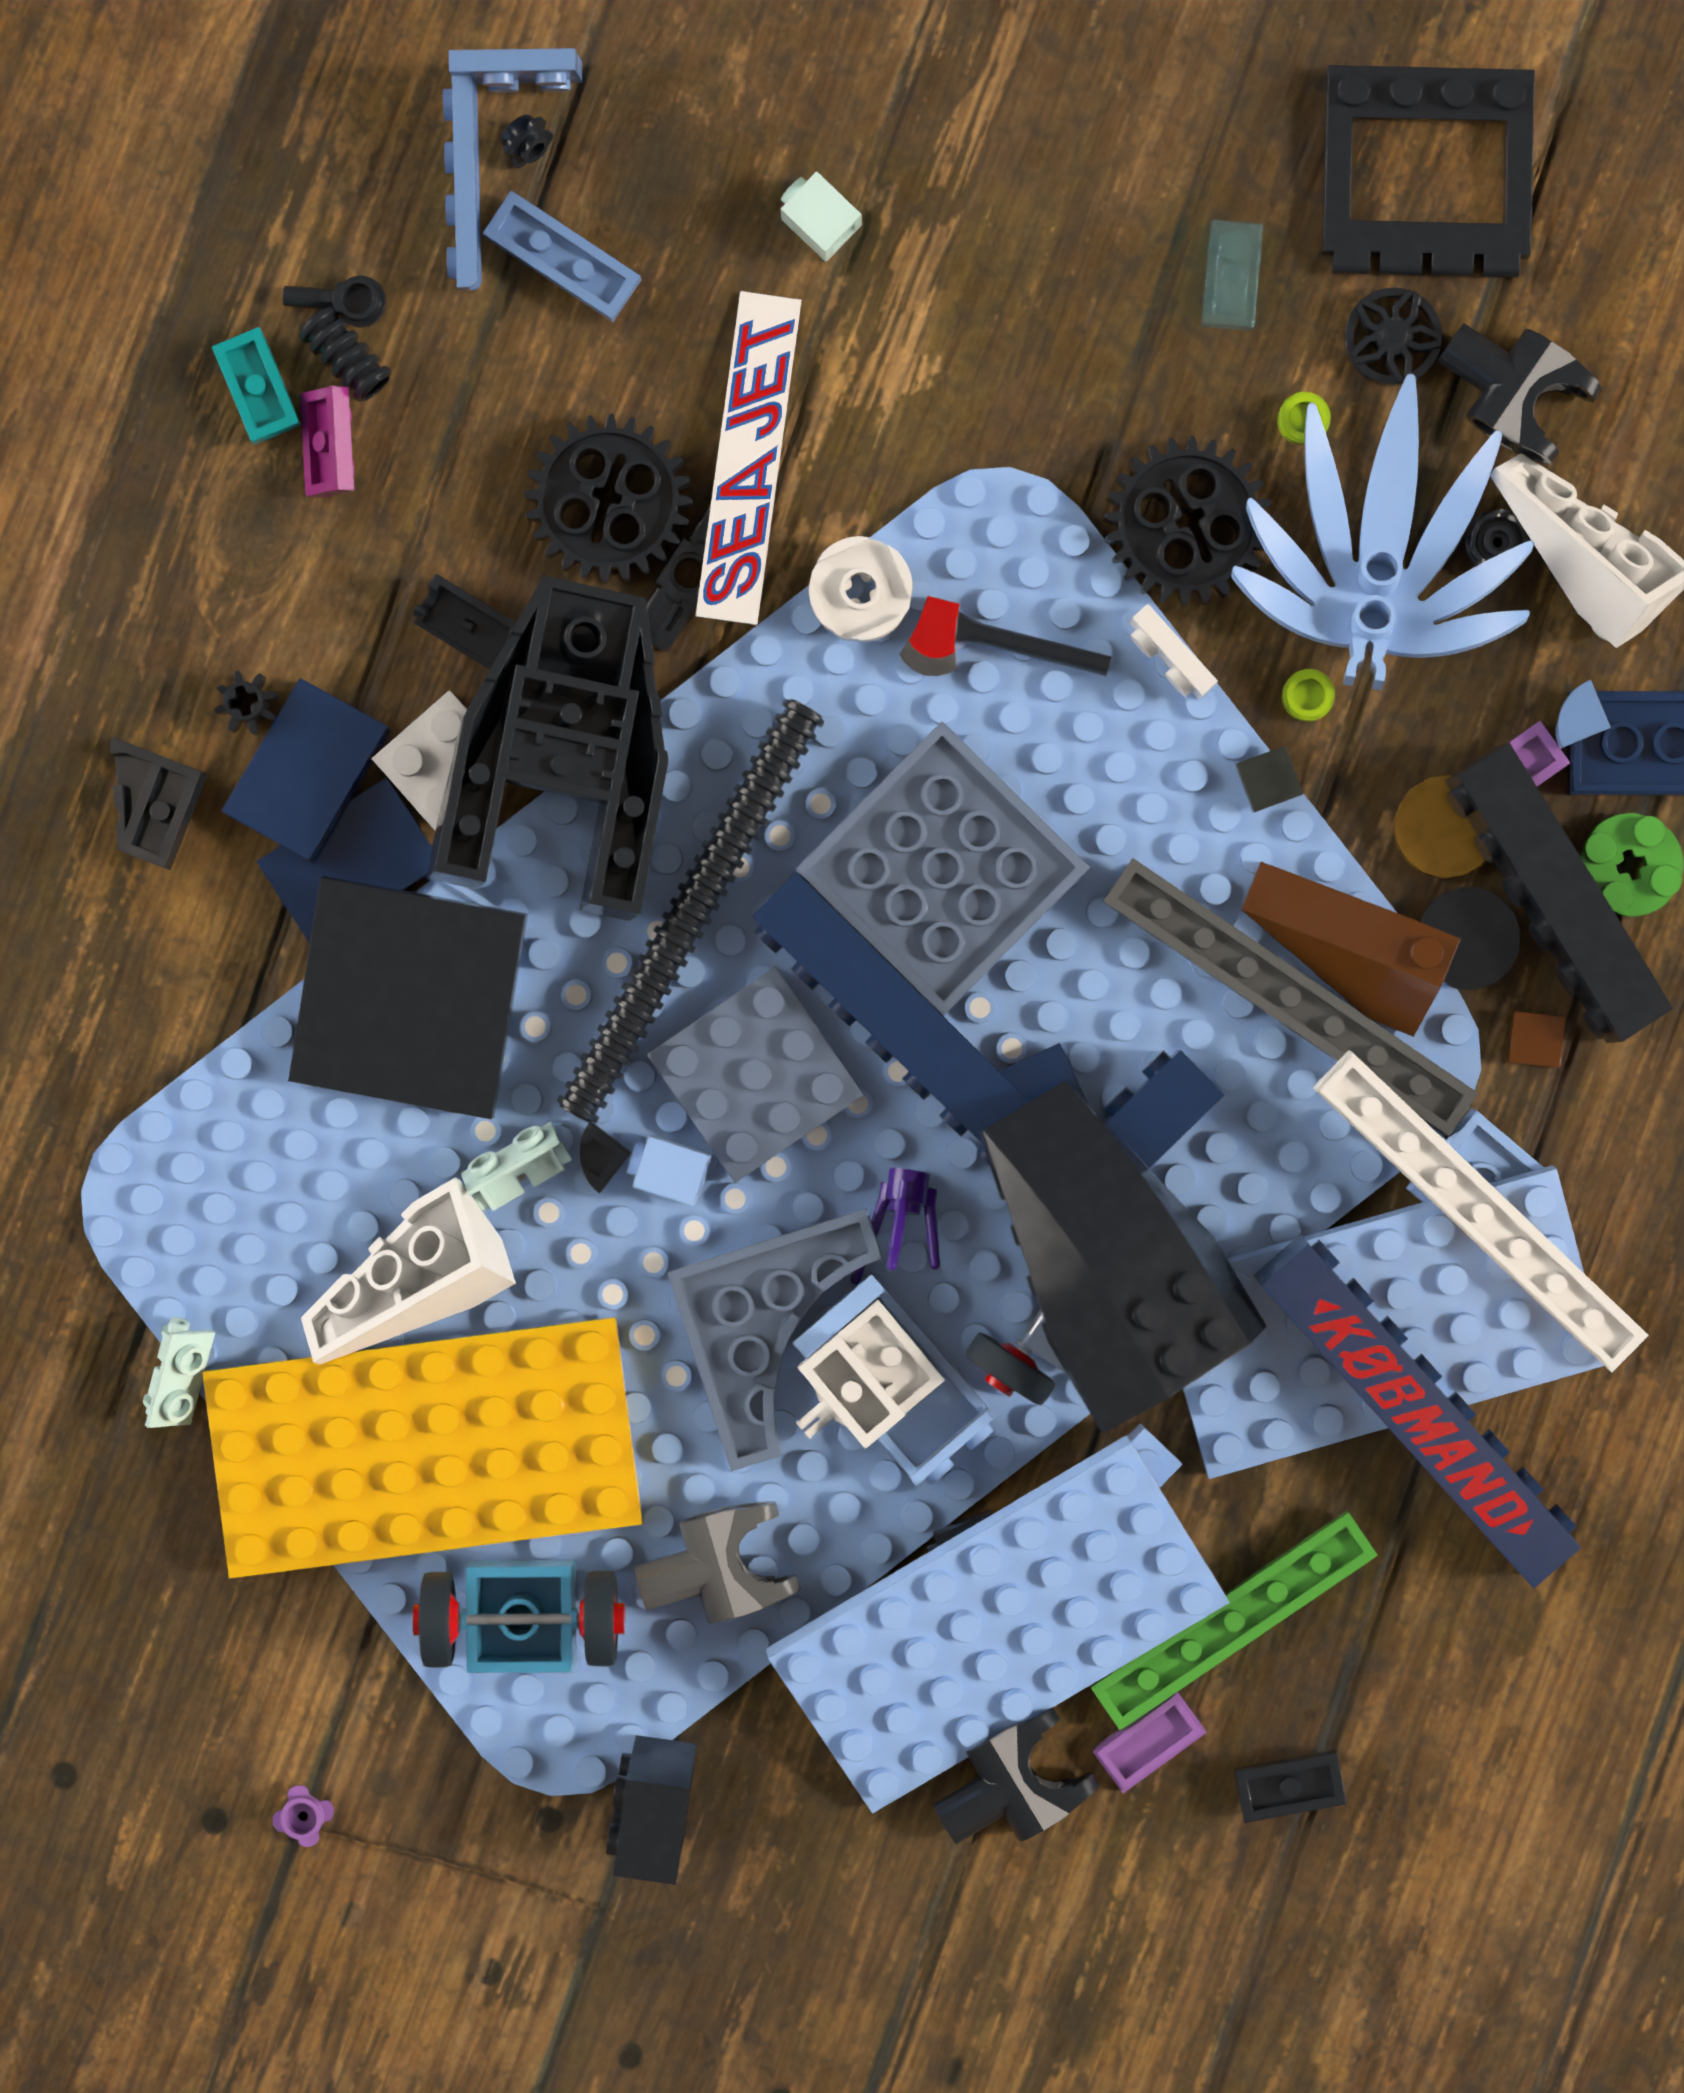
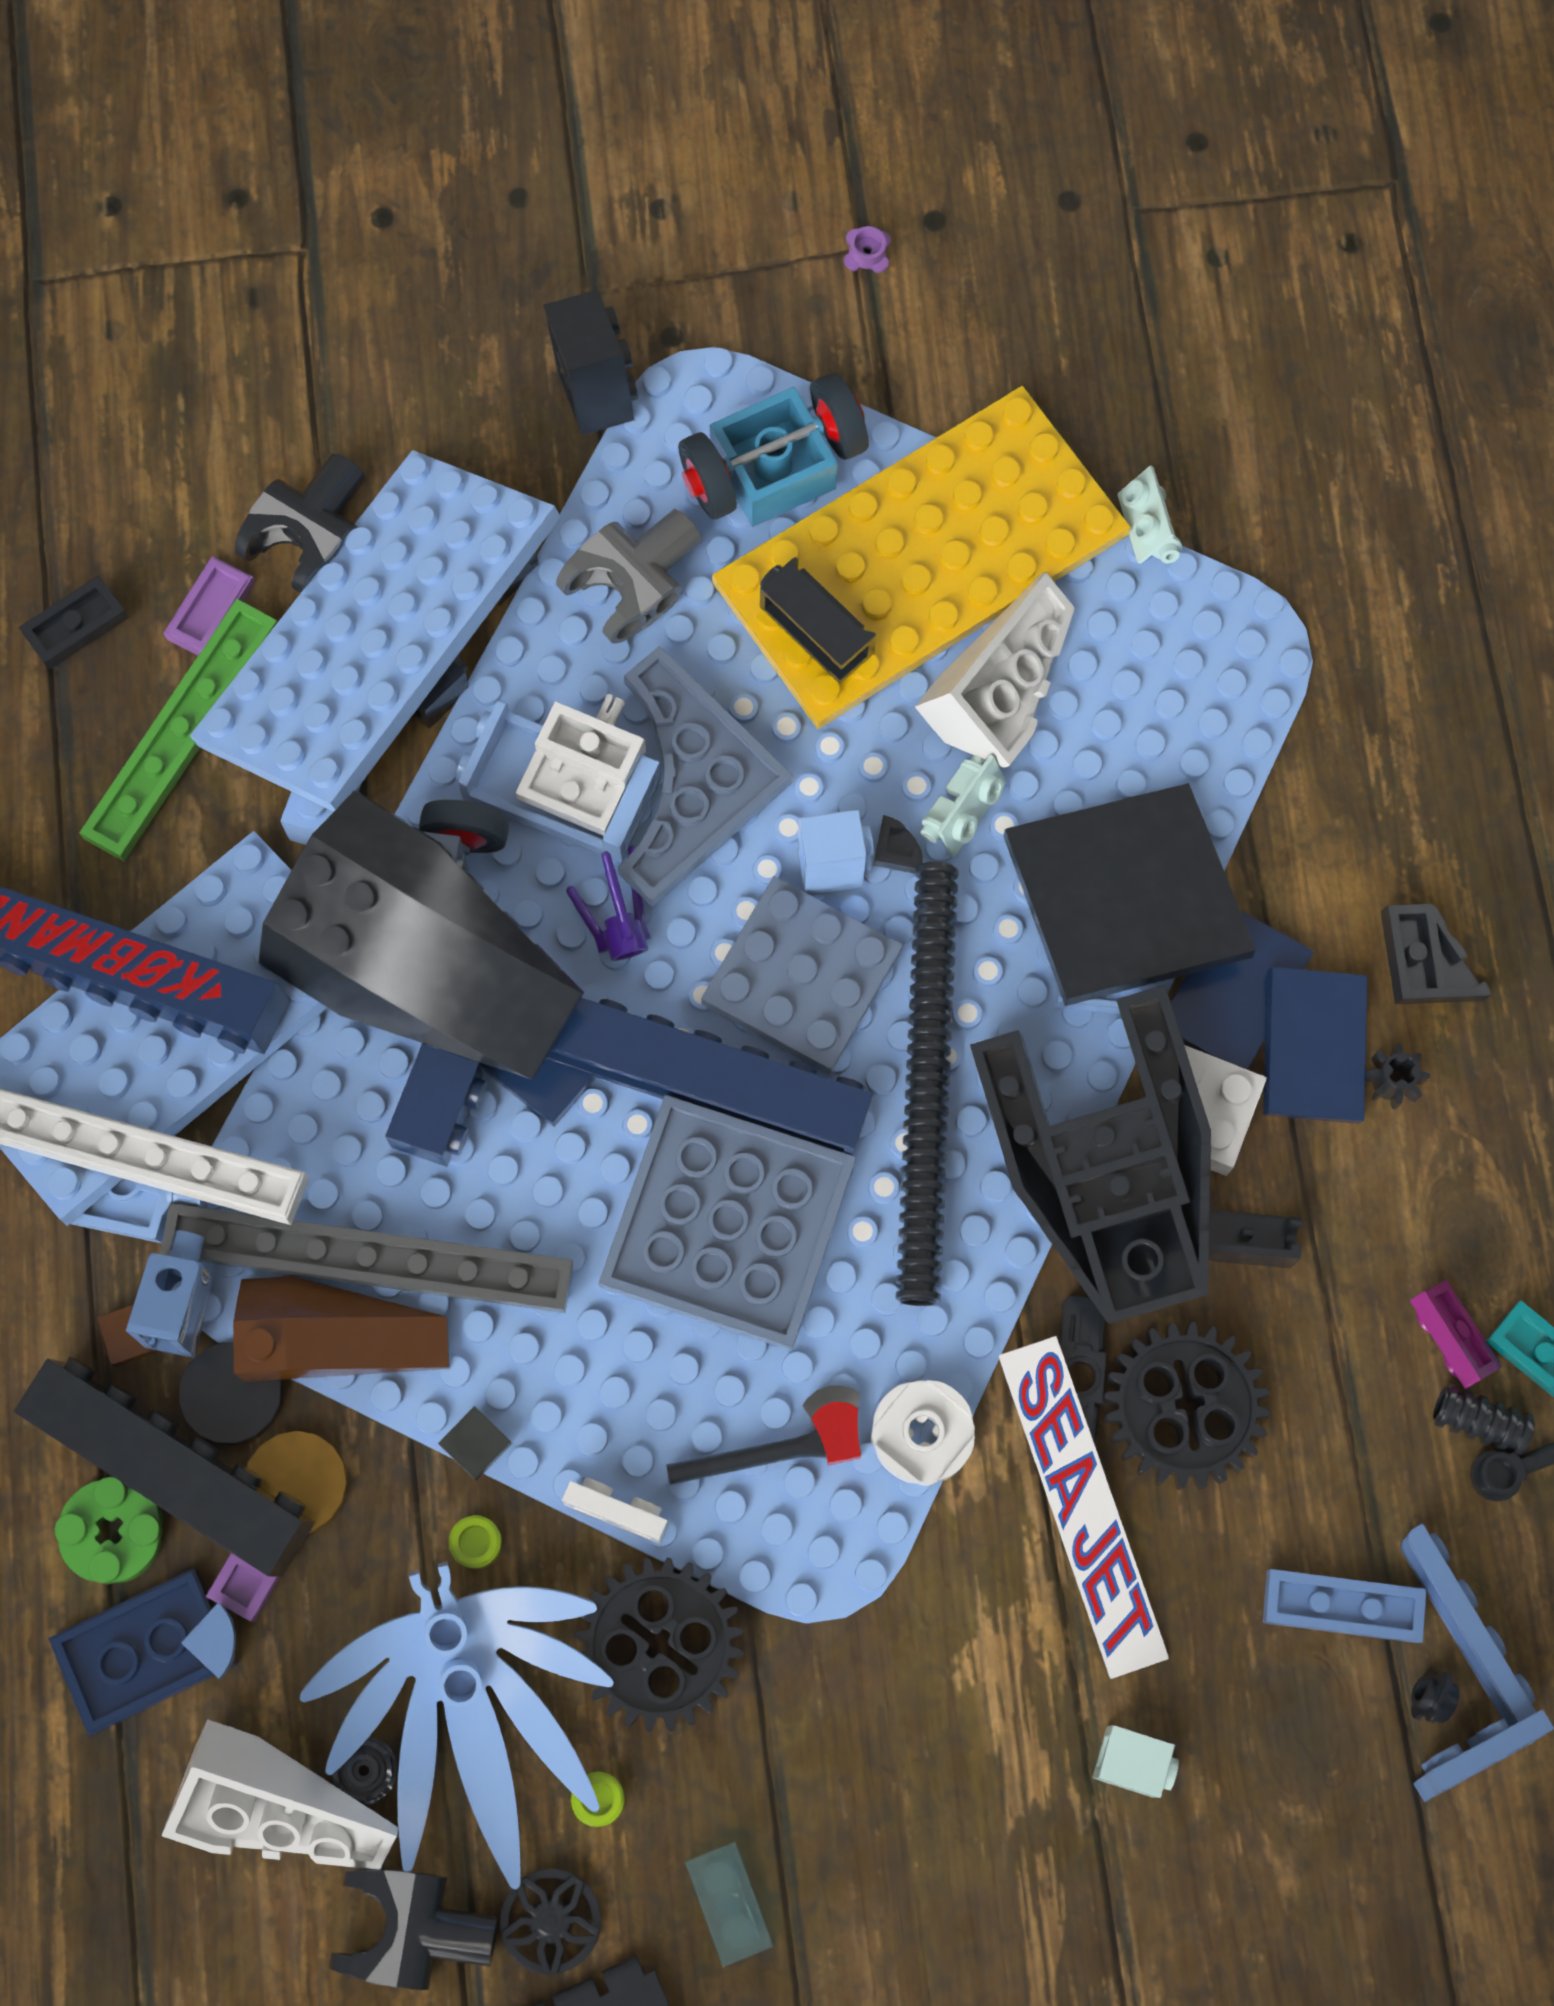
camera: 155 degrees right, 15 degrees down
(569, 1416) = (815, 620): none -> black window
(1501, 1024) = (173, 1318): none -> medium blue torso

